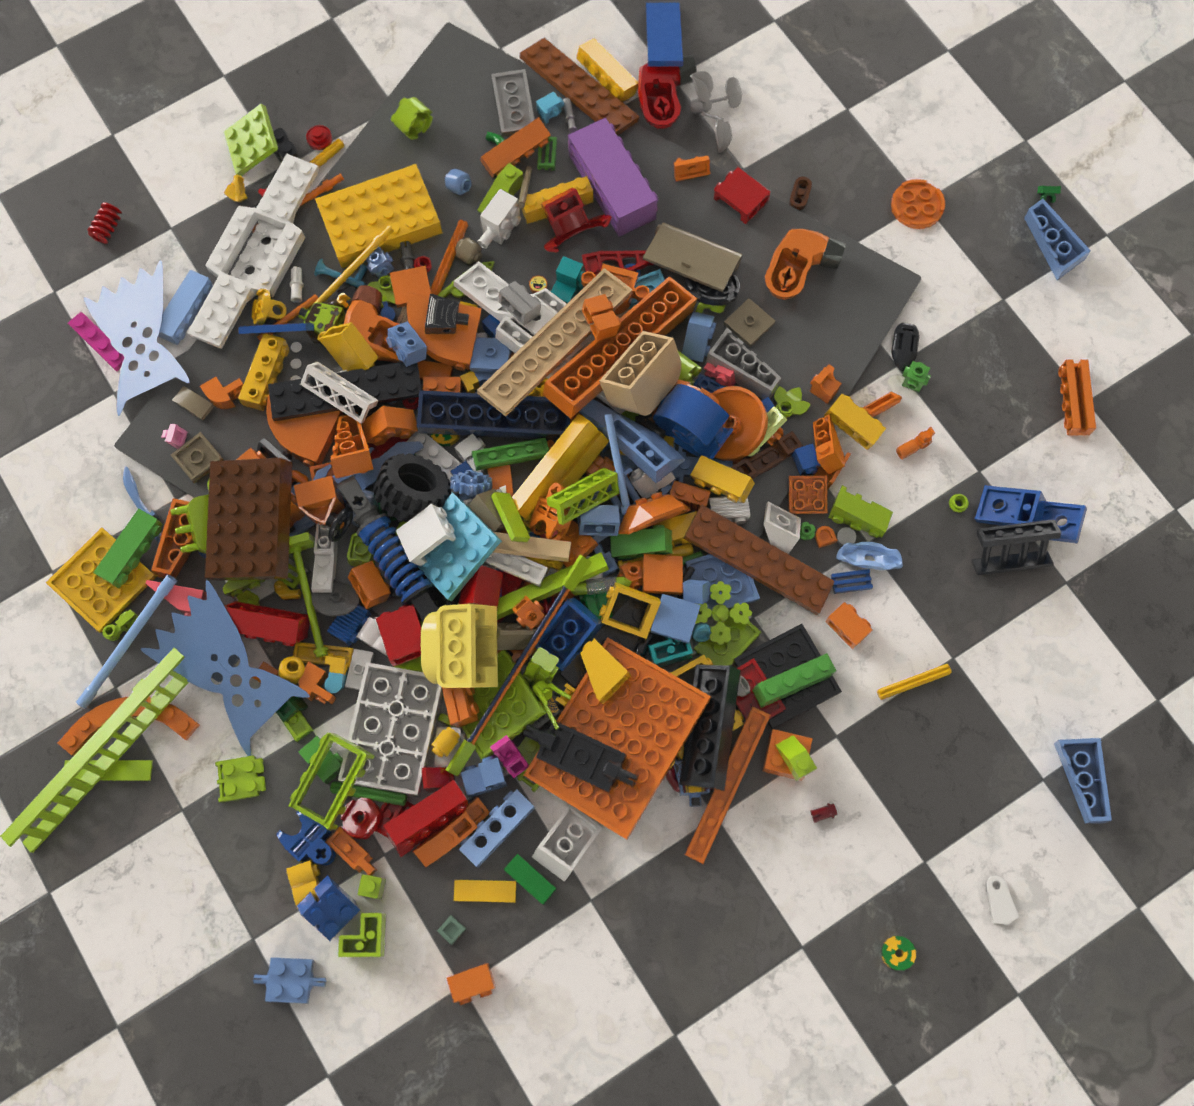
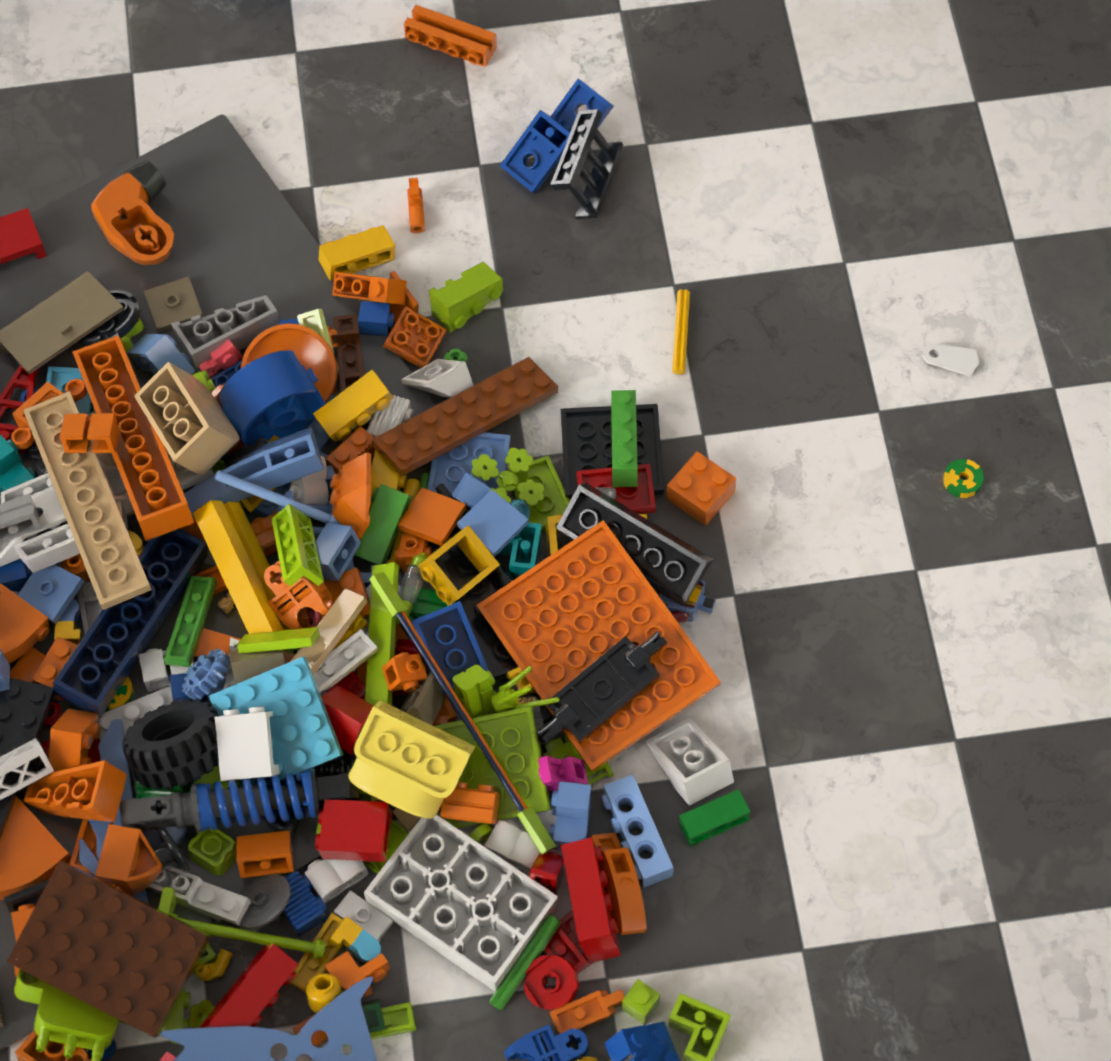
camera: 65 degrees left, 10 degrees down
(331, 765) = (456, 1002): bright green brick -> none
(346, 789) = (475, 1015): lime window -> none
(445, 742) = (510, 838): yellow brick -> none
(451, 930) = (732, 933): sand green tile -> none
(471, 983) = (805, 931): orange brick -> none
(485, 891) = (704, 877): yellow tile -> none
(603, 670) = (514, 622): yellow slope -> none
(721, 800) = (718, 575): orange tile -> none
(791, 401) = (295, 304): lime plate -> none
(796, 757) = (712, 470): lime slope -> none
(800, 195) = (46, 185): reddish brown plate -> none
(824, 812) = (781, 486): dark red pin -> none
(825, 385) = (297, 260): orange brick -> none
(825, 536) = (472, 344): orange tile -> none
(846, 535) = (484, 324): light grey tile -> none
(849, 625) = (587, 363): orange brick -> none
(867, 579) = (542, 326): blue tile -> none
(883, 404) = (350, 216): orange tile -> none
(884, 557) = (528, 296): light blue piece -> none
(905, 345) = (293, 167): black piece -> none
(916, 376) = (338, 171): bright green brick -> none
(917, 204) = (131, 78): orange tile -> none
(960, 498) = (502, 194): lime plate -> none
(1086, 775) = (862, 218): medium blue wedge -> none

